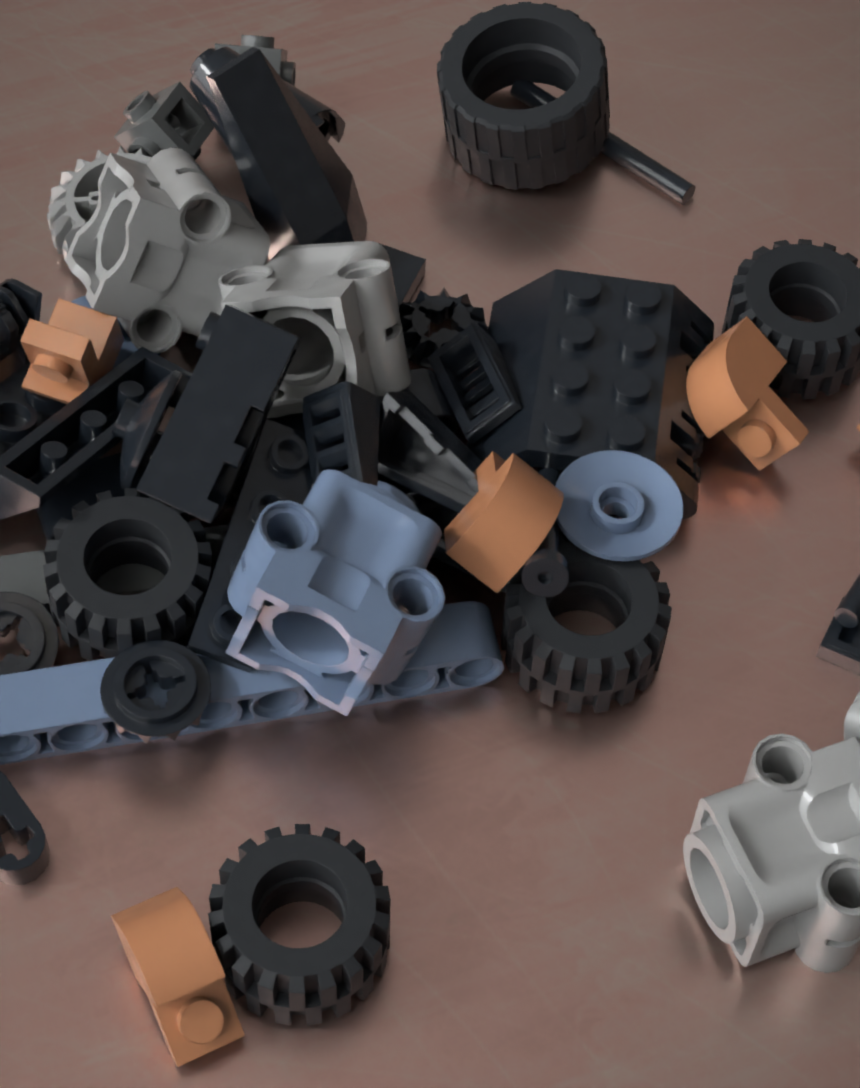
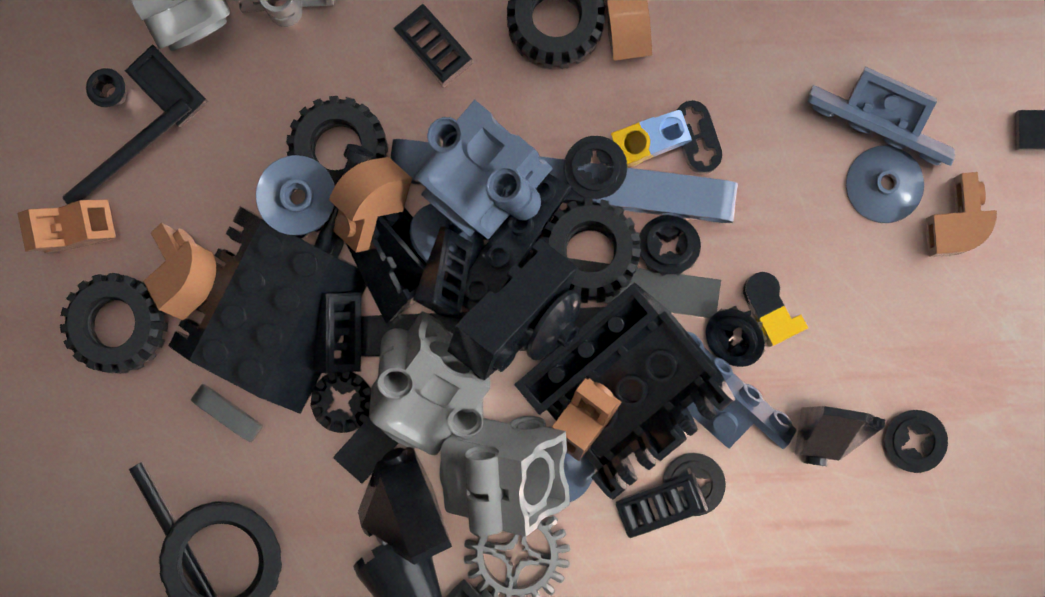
camera: 160 degrees left, 30 degrees up
(77, 778) = (652, 137): none -> leg
(486, 799) = (455, 67): none -> black slope
(593, 258) = (226, 413): none -> dark grey beam

